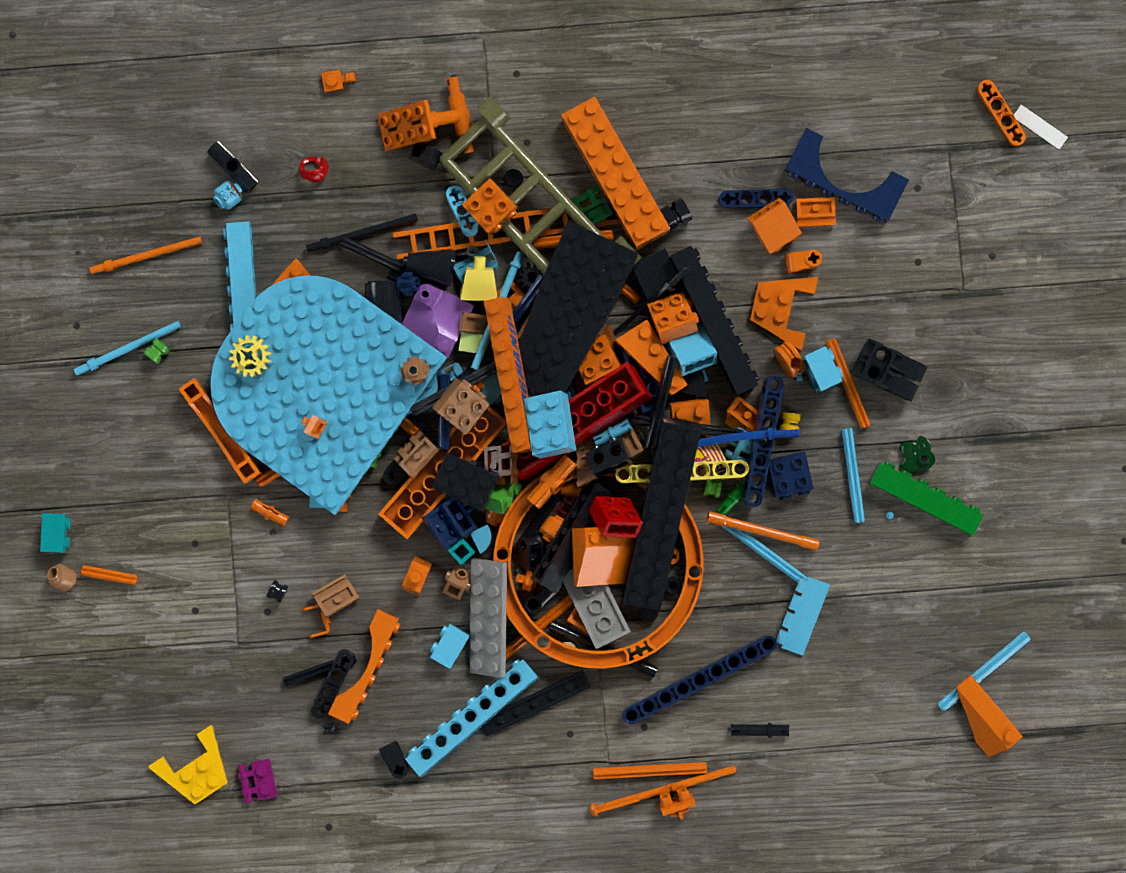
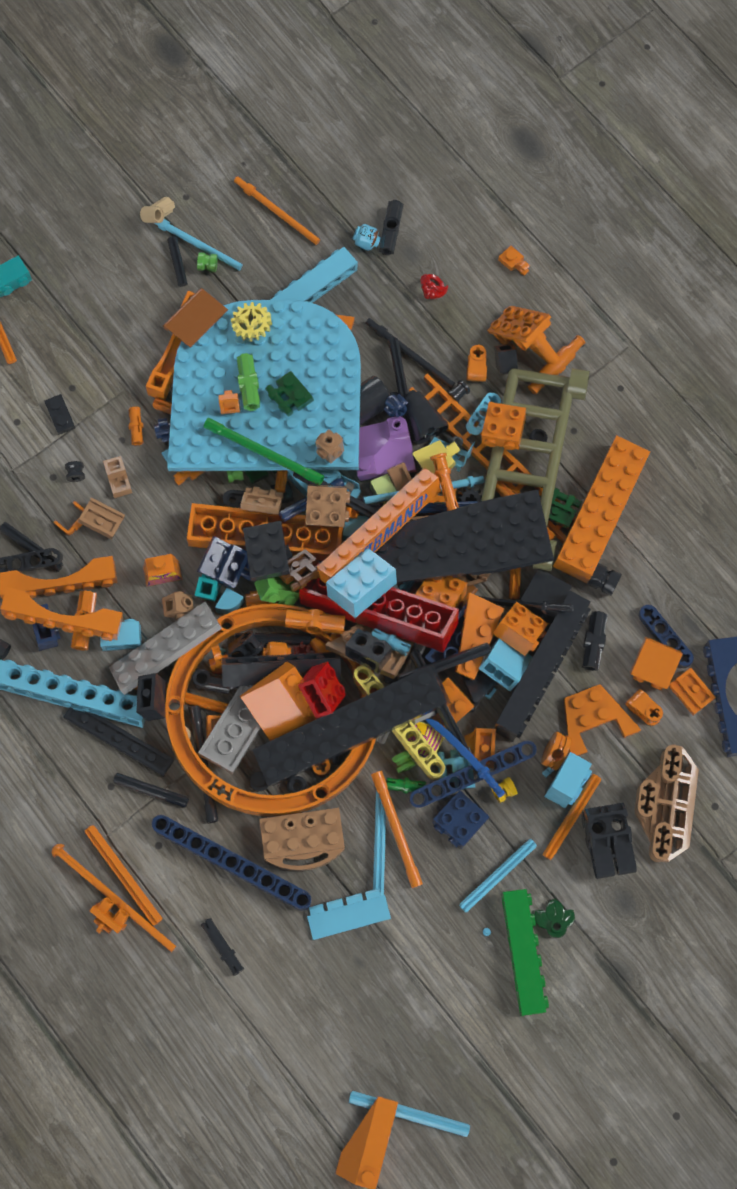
camera: 50 degrees right, 15 degrees down
(81, 366) = (157, 211): none -> tan piece
(136, 376) = (177, 261): none -> black axle
(209, 399) = (195, 317): none -> dark orange piece
(214, 570) = (59, 414): none -> black plate
(290, 492) = (162, 429): none -> dark blue gear
(305, 558) = (117, 477): none -> medium nougat slope
(306, 397) = (248, 382): none -> bright green piece
(332, 449) = (220, 429): none -> green piece
(340, 363) = (293, 390): none -> dark green plate
(375, 713) = (101, 623): none -> orange arch
(401, 705) = (45, 637): none -> dark blue brick
(407, 658) = (86, 605): none -> orange piece
(415, 186) = (477, 366): none -> orange piece
(426, 217) = (459, 390): none -> black bush
(498, 288) = (443, 473): none -> orange pin
(525, 656) = (151, 697): none -> black brick
(596, 704) = (151, 790): none -> black axle
(718, 610) = (302, 838): none -> medium nougat piece
(720, 260) = (594, 641): none -> black piece
(890, 302) = (665, 802): none -> medium nougat connector

